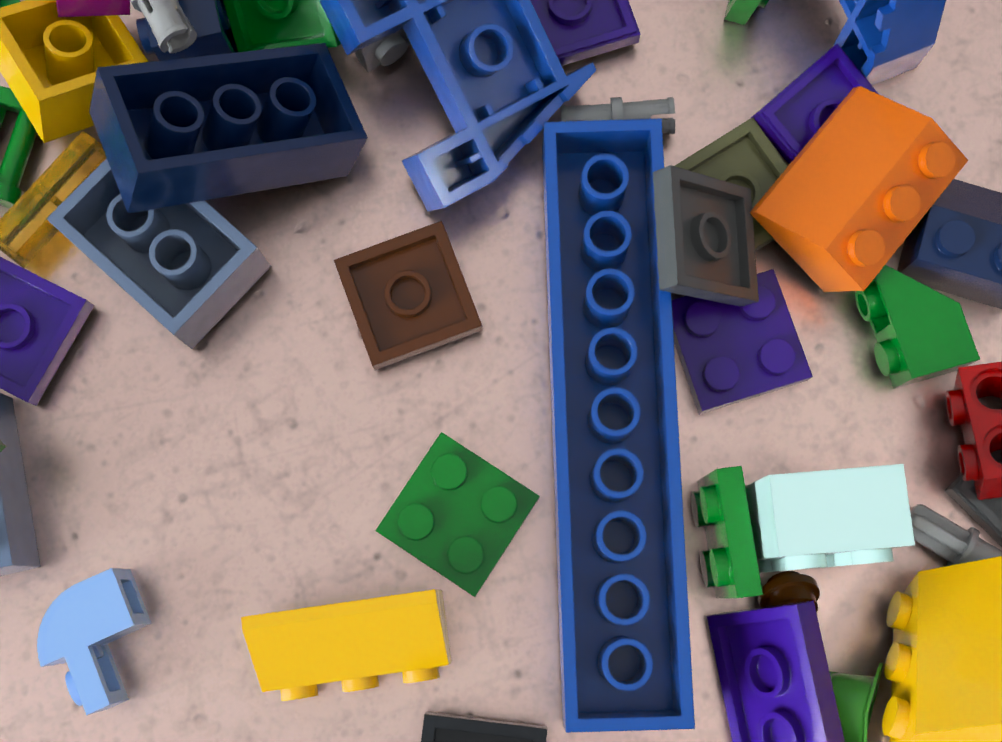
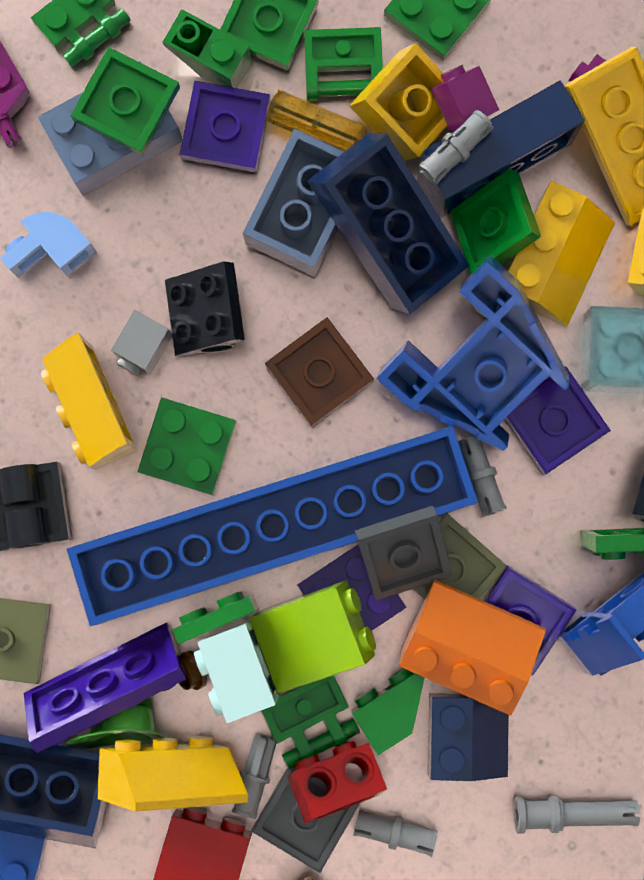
camera: 75 degrees right, 5 degrees up
(268, 427) = (205, 310): none -> black plate
(287, 537) = (141, 344): none -> light grey brick
(788, 397) = (313, 636): none -> lime brick
(880, 434) = (304, 708): none -> green plate

